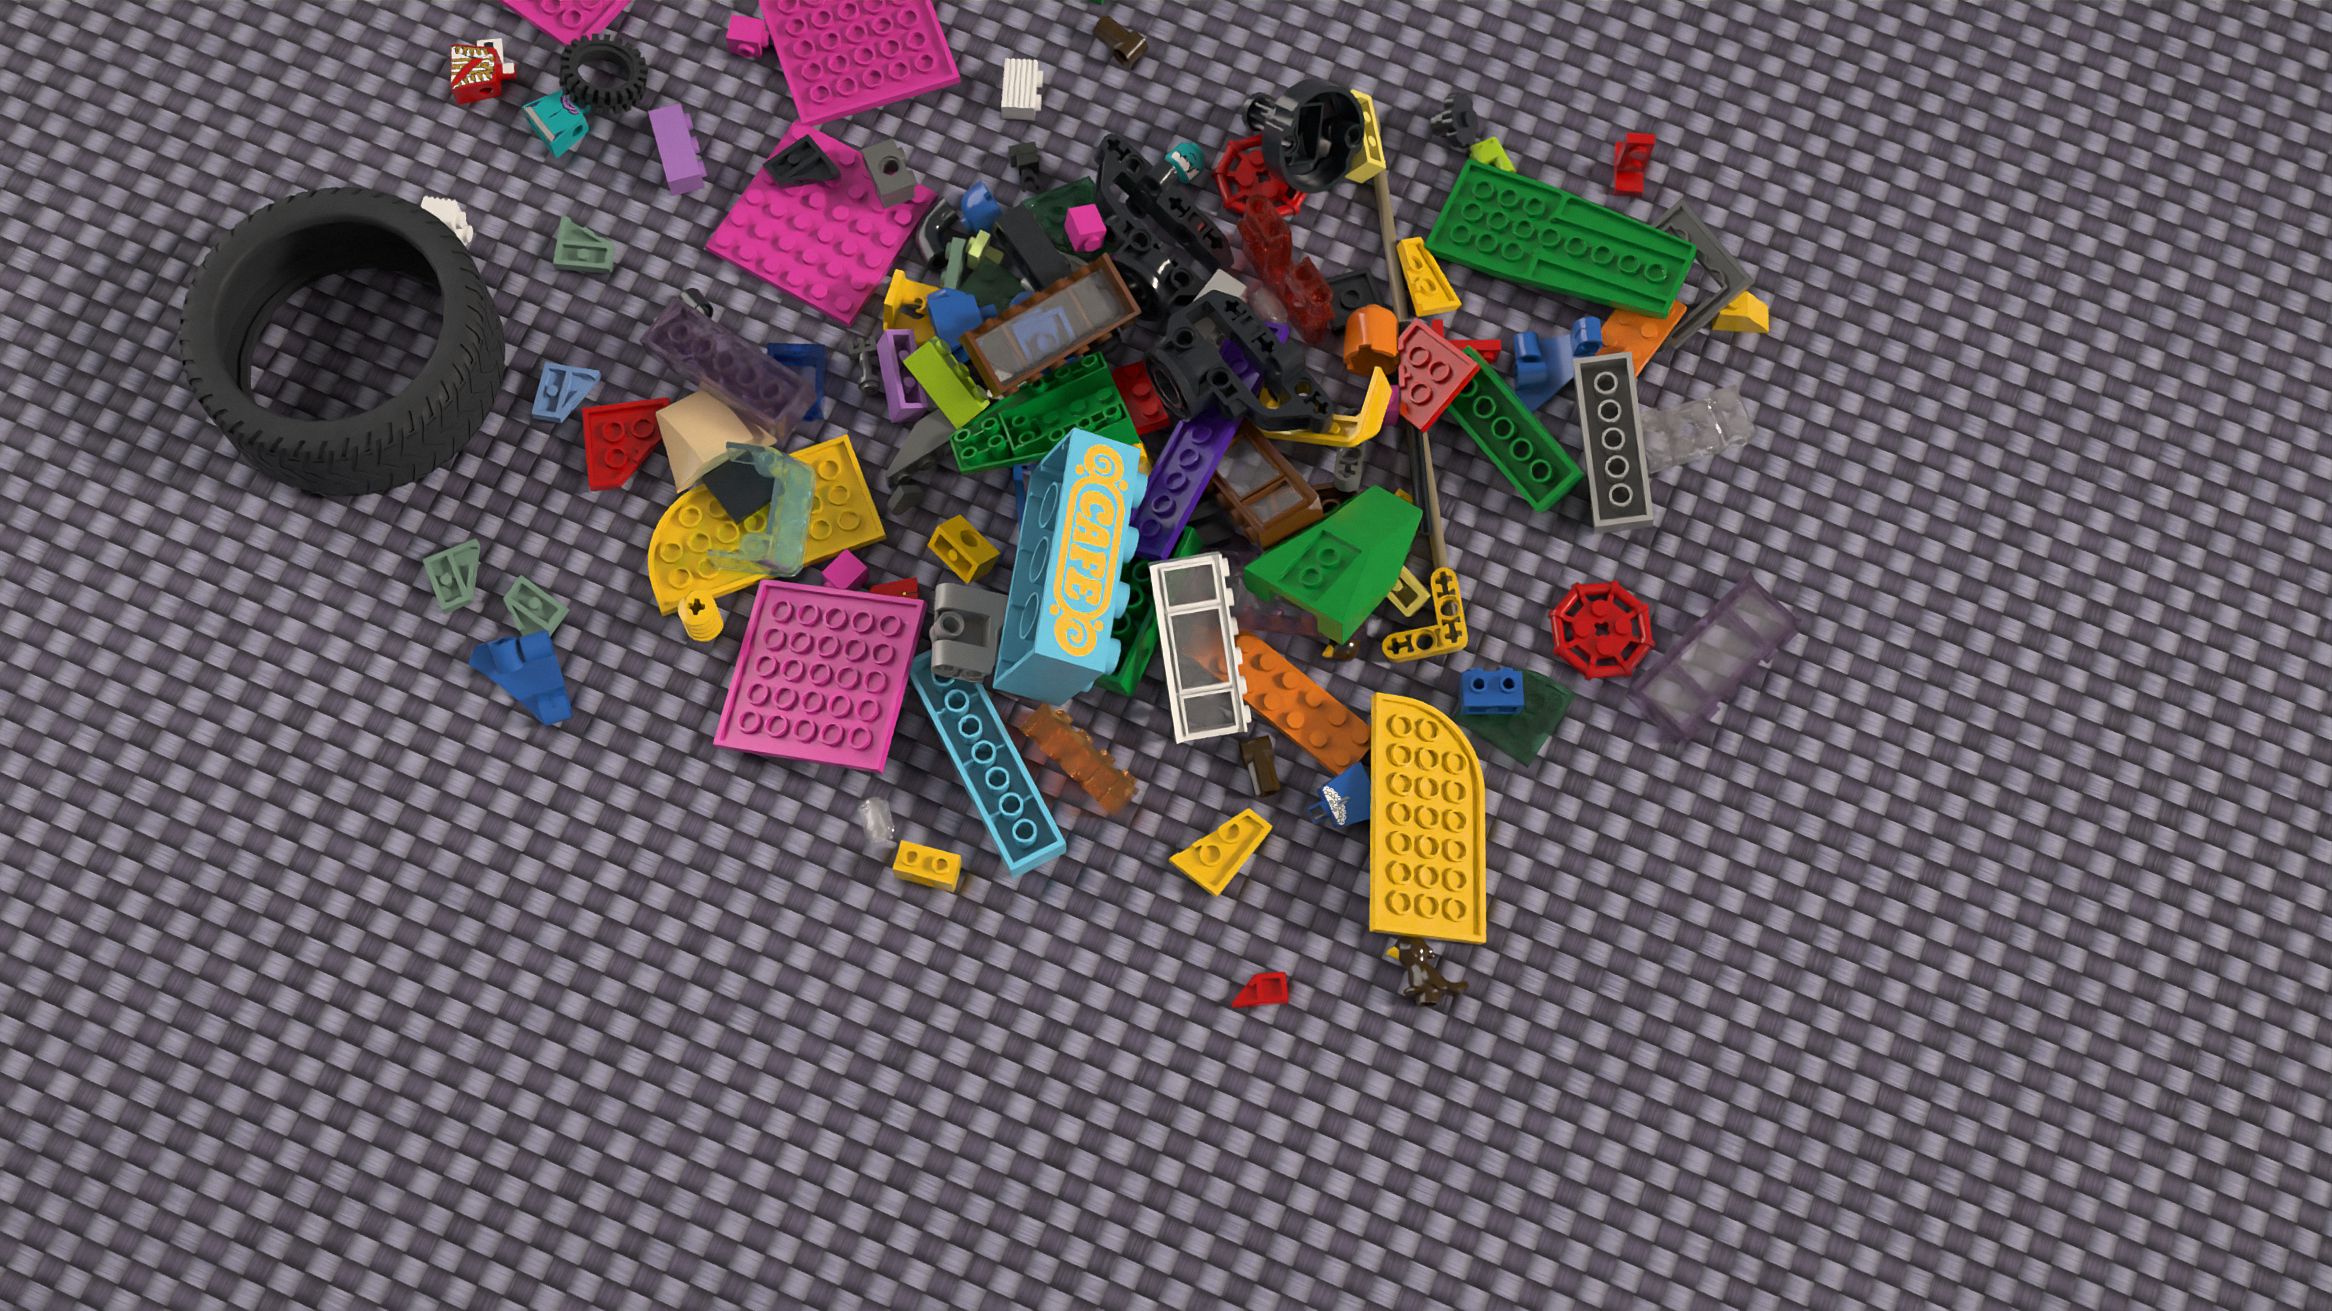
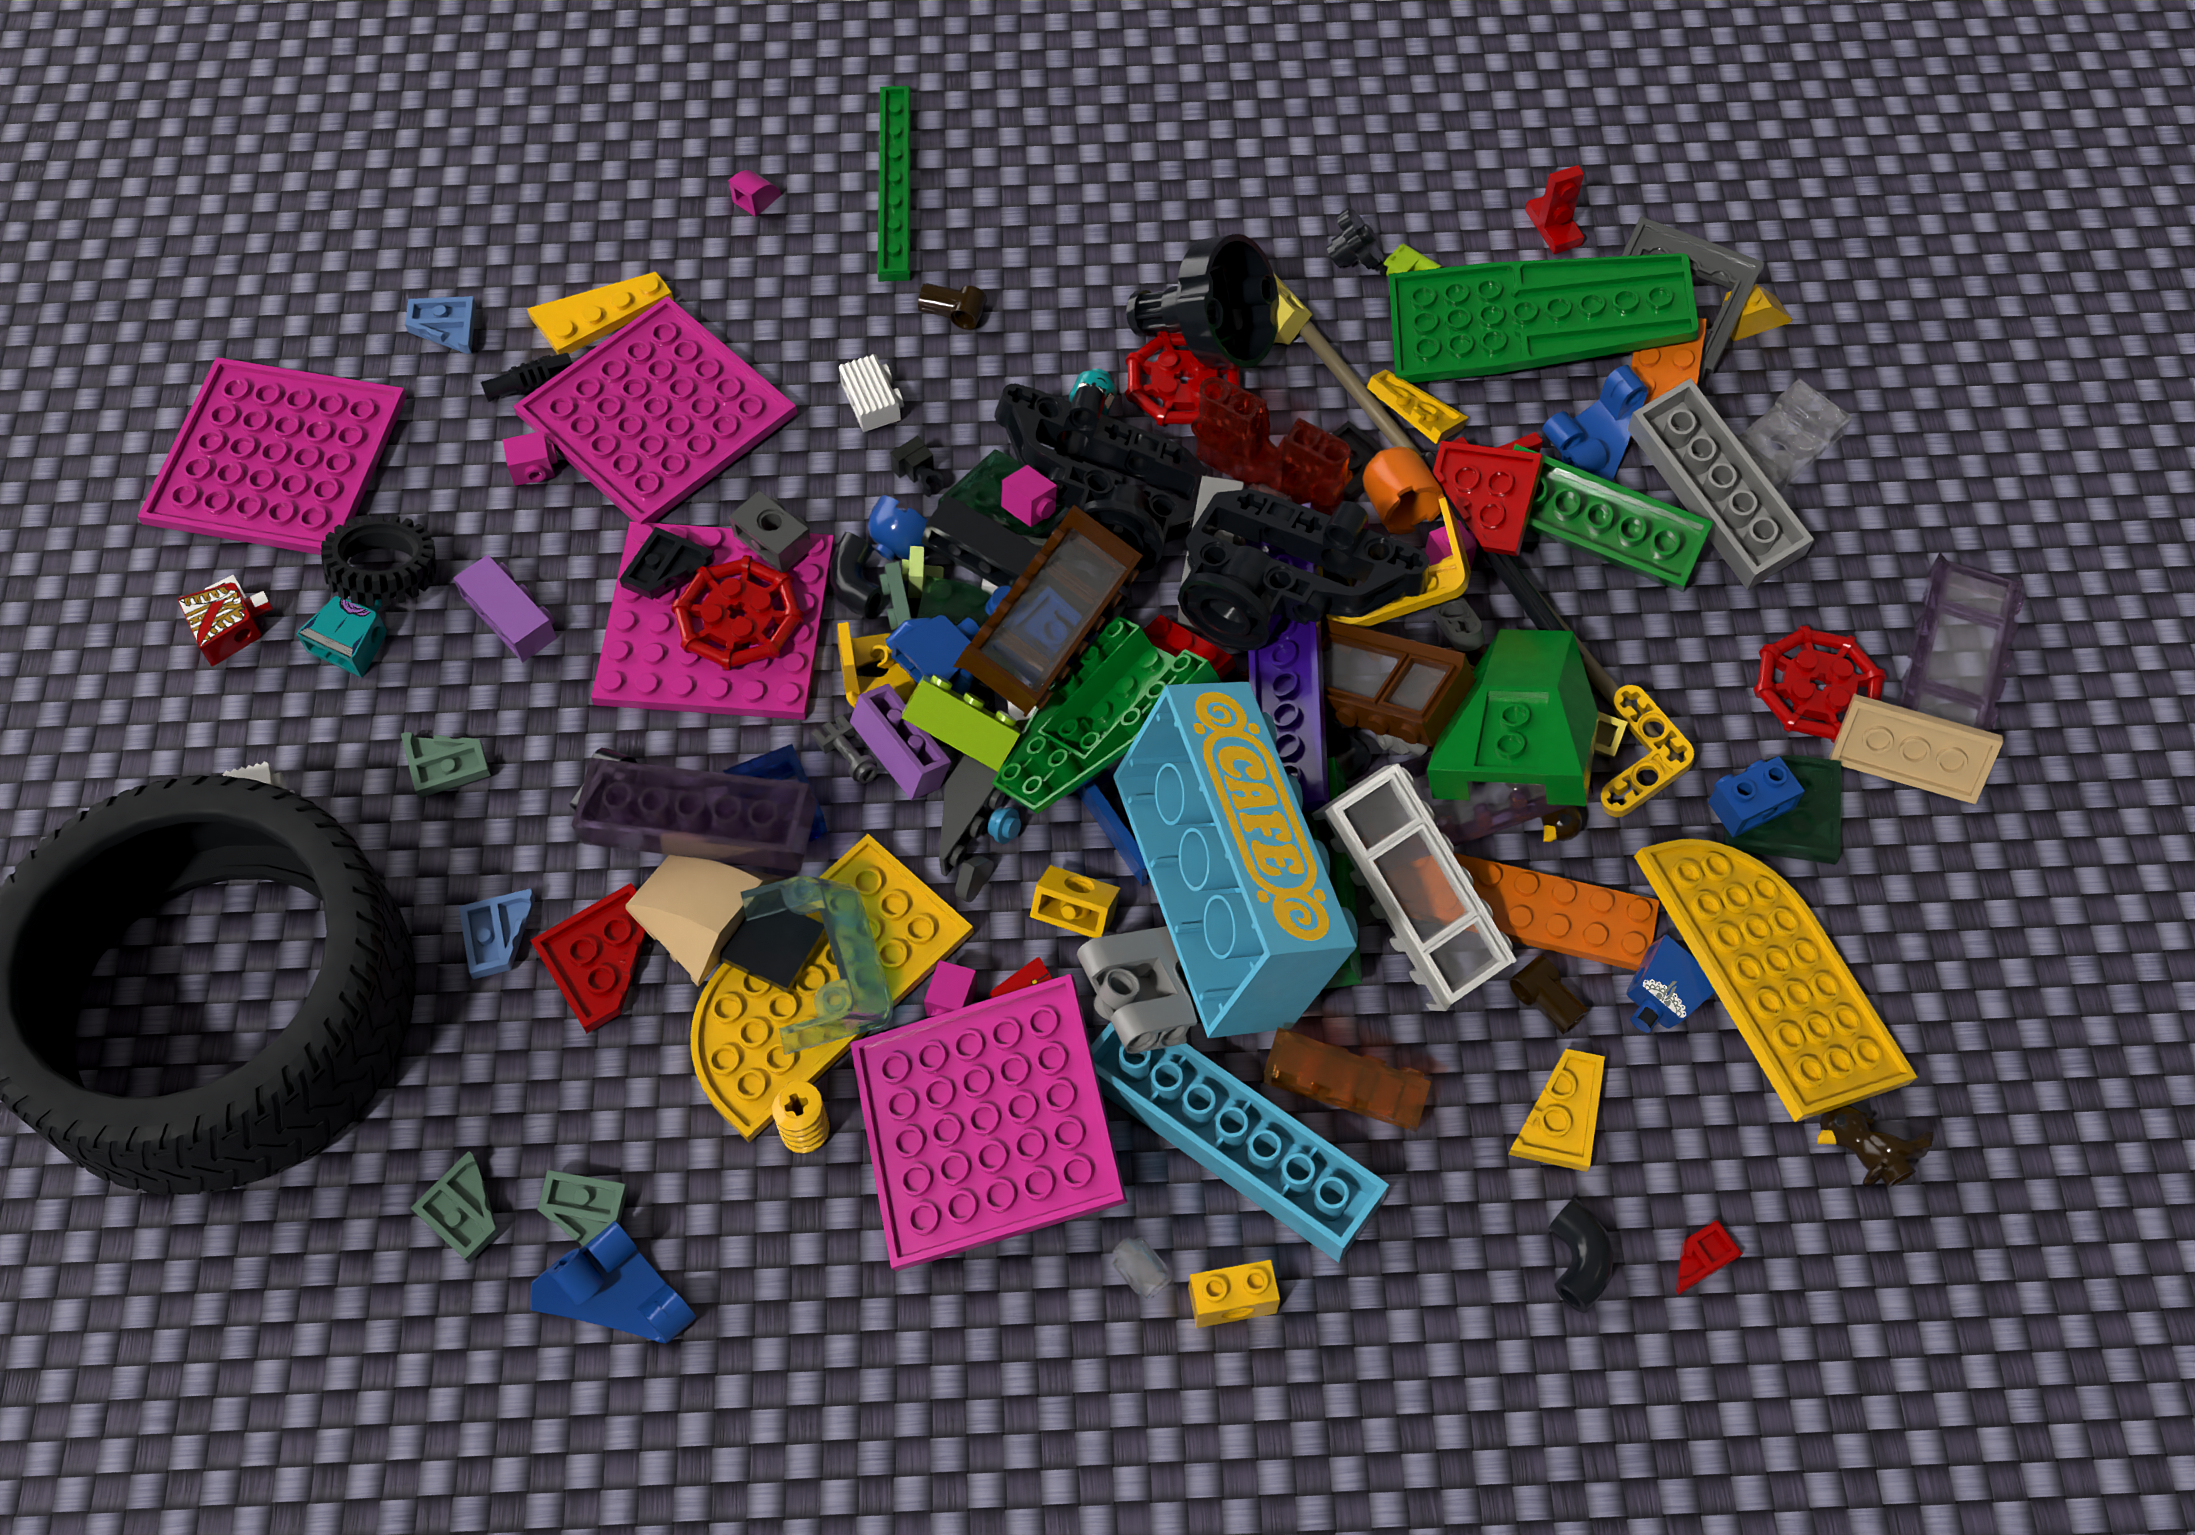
camera: 20 degrees left, 10 degrees down
(835, 211) = (735, 595): none -> red plate
(945, 470) = (1004, 825): none -> dark azure plate
(1183, 952) = (1591, 1256): none -> black cylinder
(1633, 710) = (1916, 749): none -> tan plate

